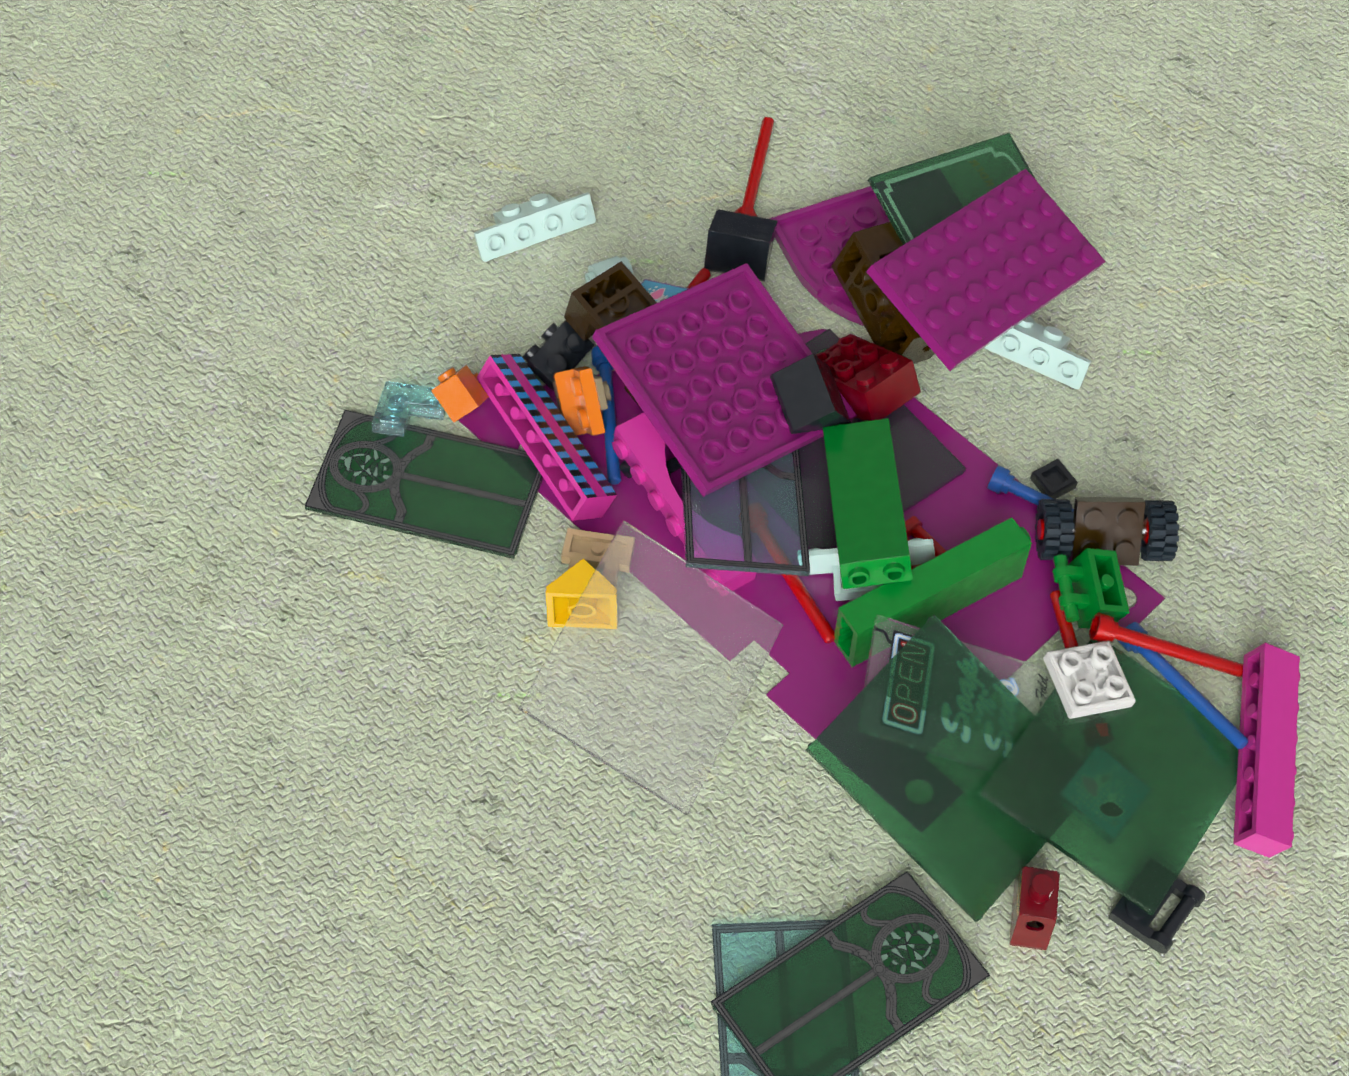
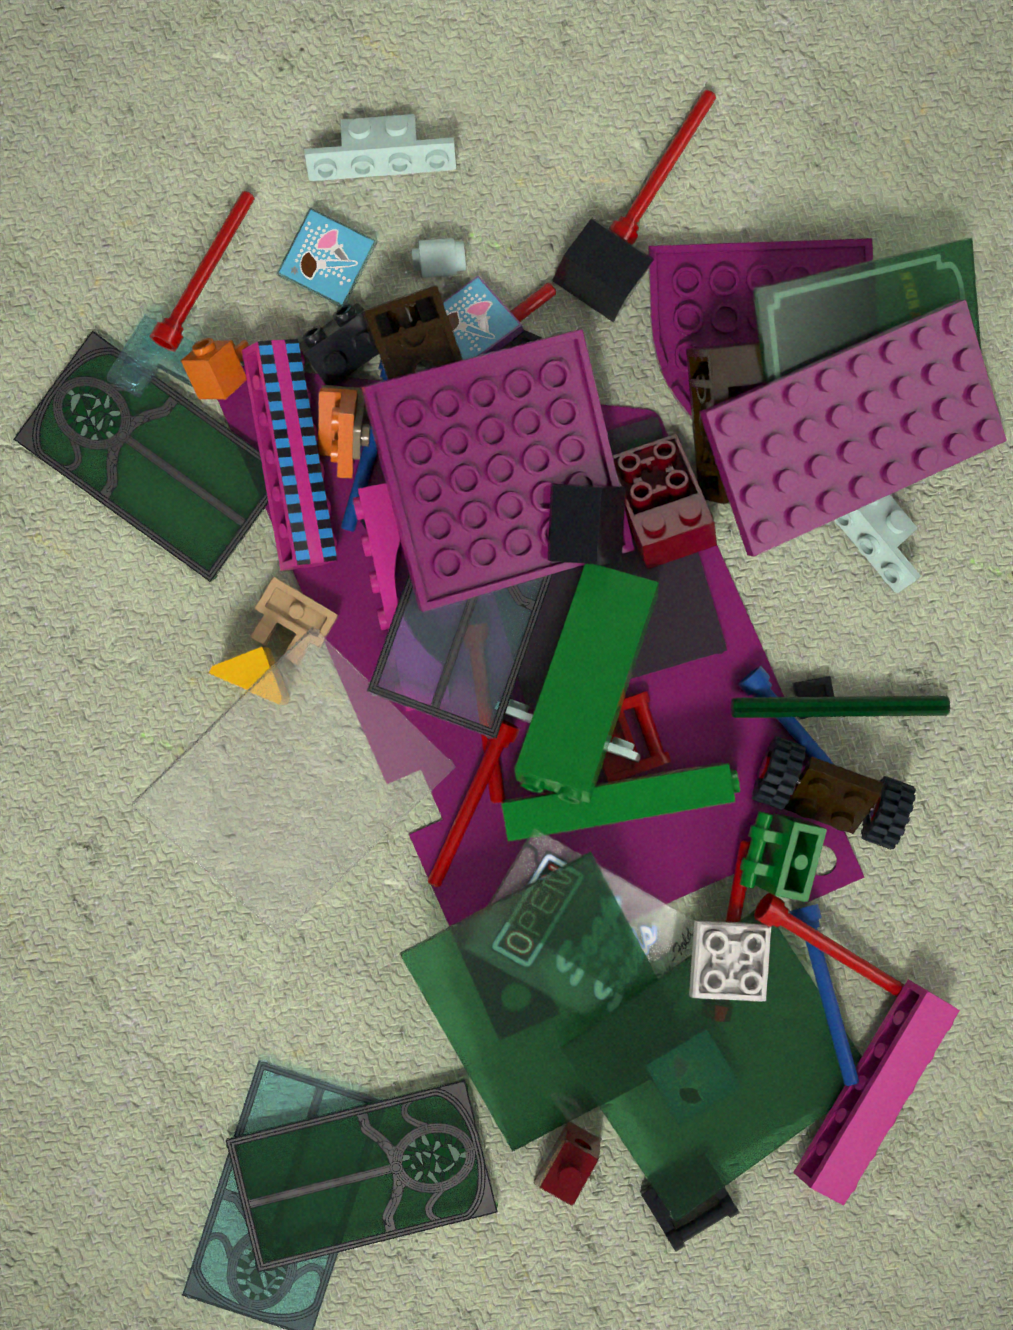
camera: 20 degrees right, 30 degrees up
(412, 379) = (169, 331): none -> red piece
(518, 305) = (327, 258): none -> medium azure tile
(811, 585) = (507, 733): none -> red piece
(1076, 472) = (839, 706): none -> dark green axle

